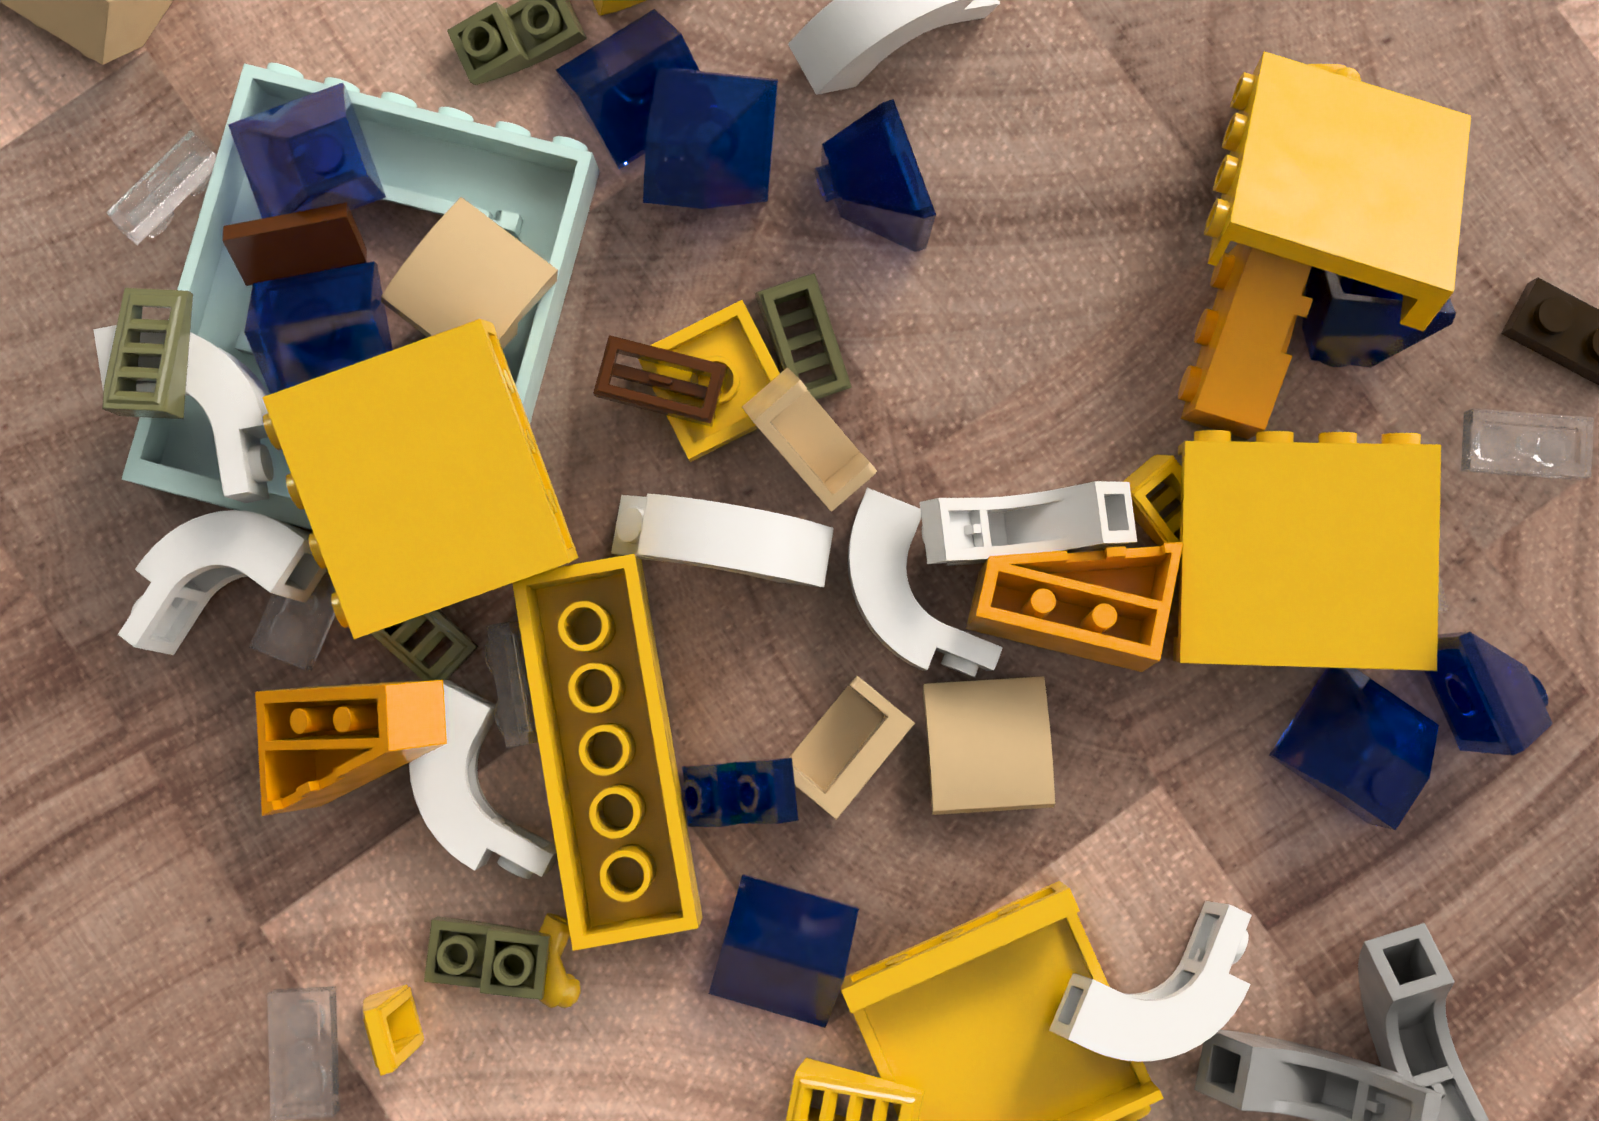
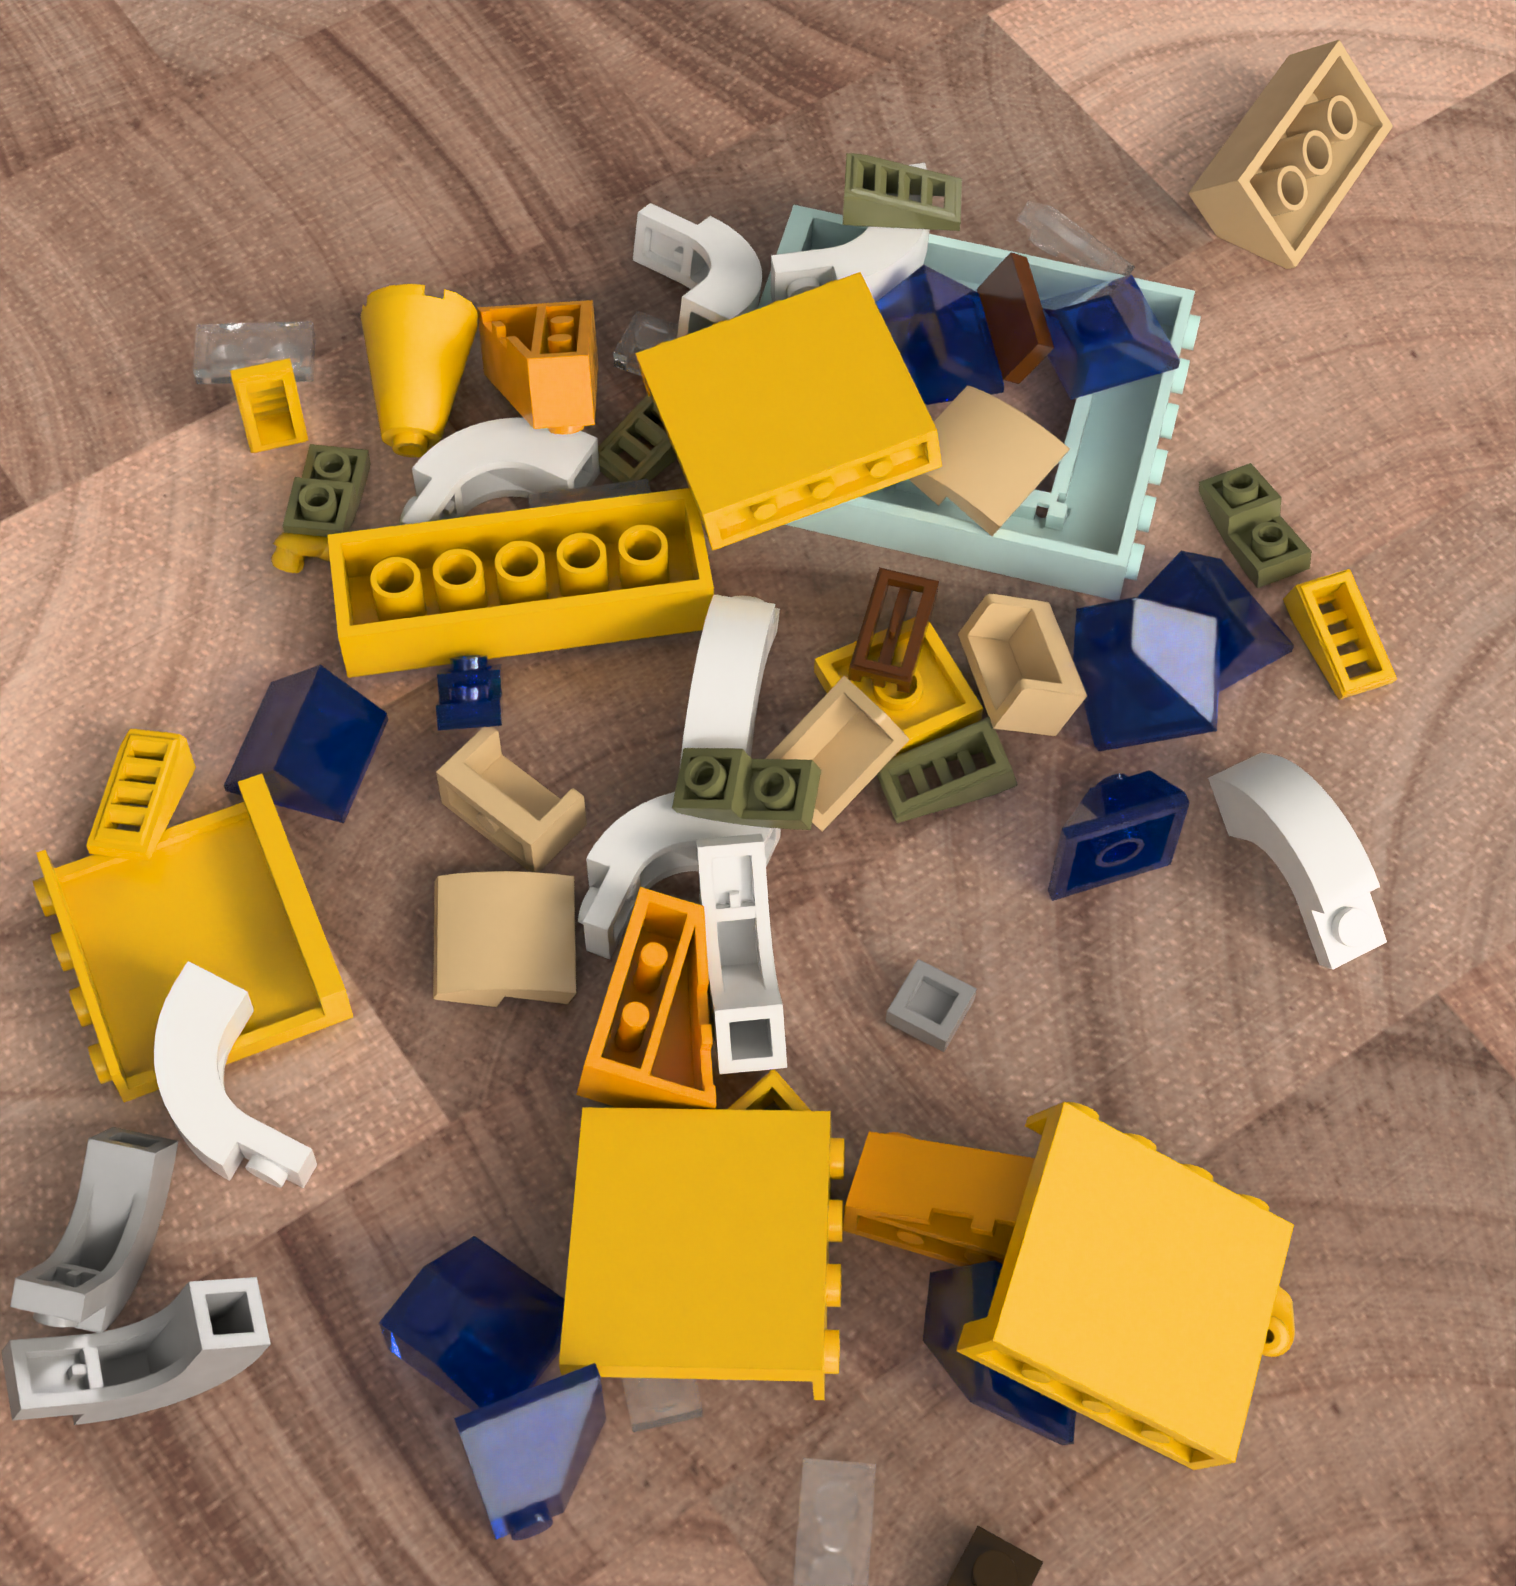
camera: 90 degrees right, 25 degrees down
(335, 877) = (416, 361): none -> yellow cone
(700, 259) = (1021, 665): none -> tan panel
(862, 518) = (746, 791): none -> olive slope
(1048, 356) = (931, 1005): none -> light grey plate

